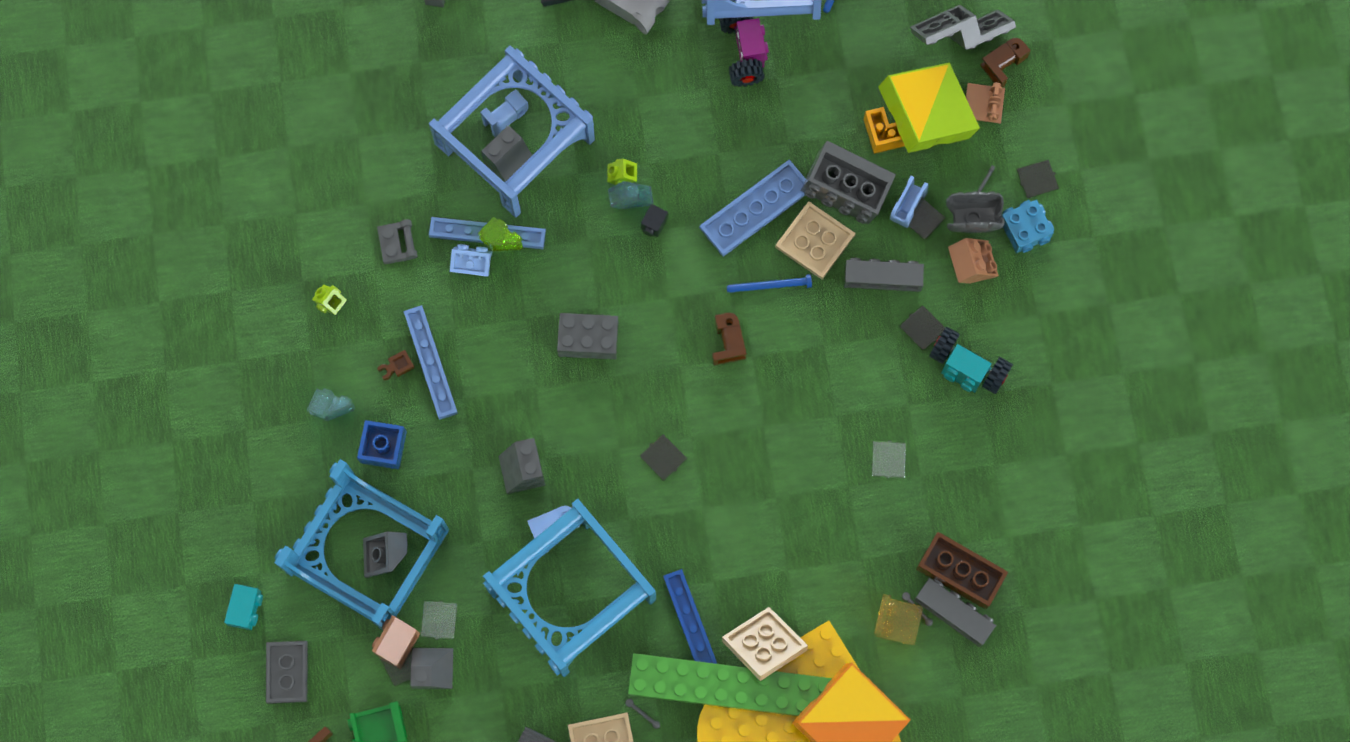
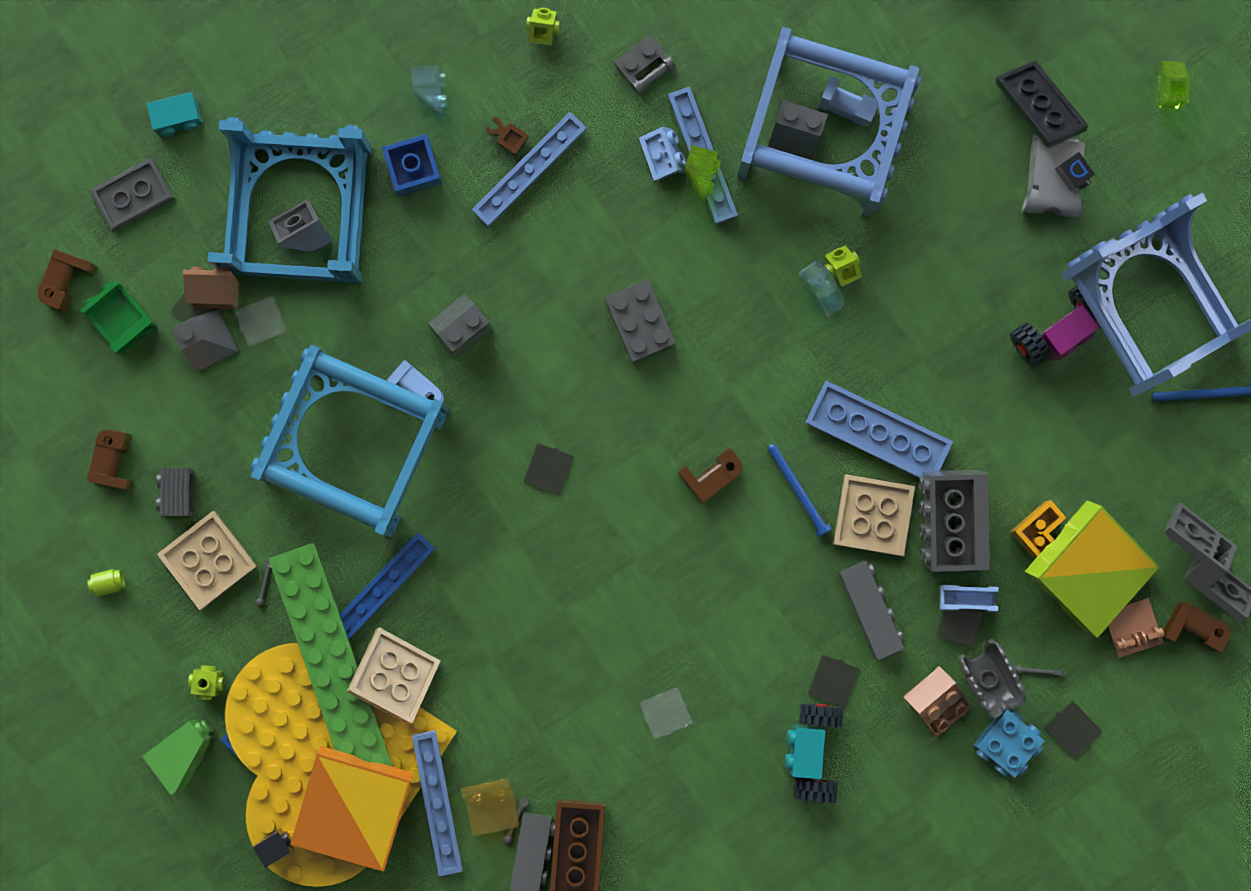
camera: 65 degrees right, 10 degrees up
(654, 221) = (806, 328): black brick -> none
(876, 659) = (437, 803): none -> medium blue plate

